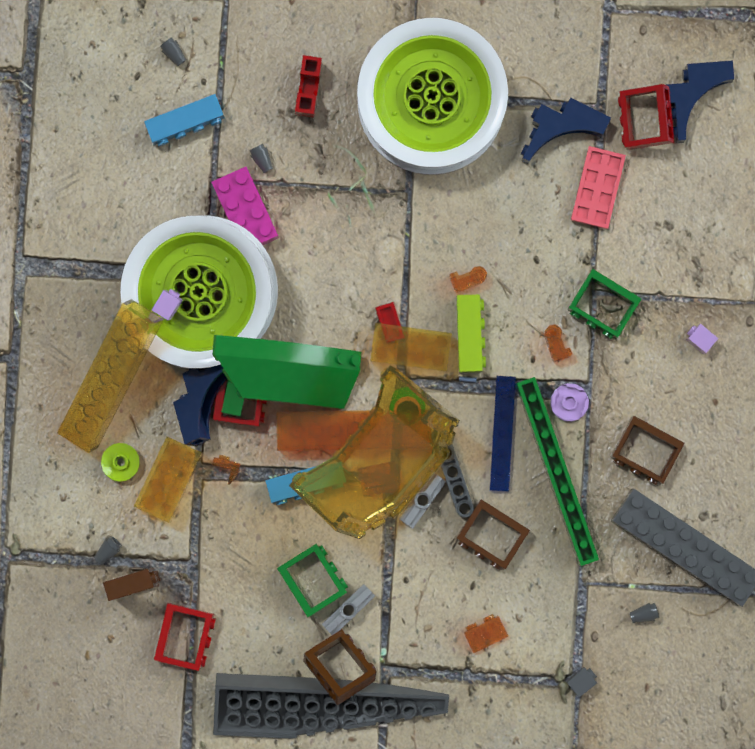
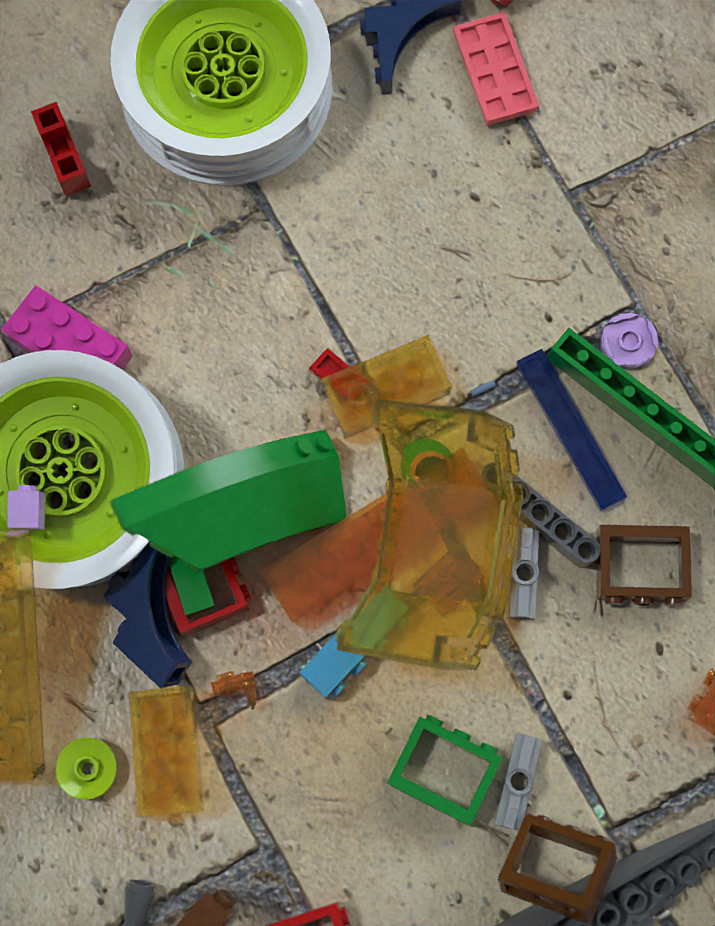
camera: 25 degrees left, 10 degrees down
(261, 158) = (51, 268): dark grey cone -> none
(468, 280) = (405, 266): clear orange leg -> none
(469, 333) = (450, 329): lime brick -> none
(555, 343) = (565, 278): clear orange leg -> none
(613, 287) = (595, 171): green window -> none

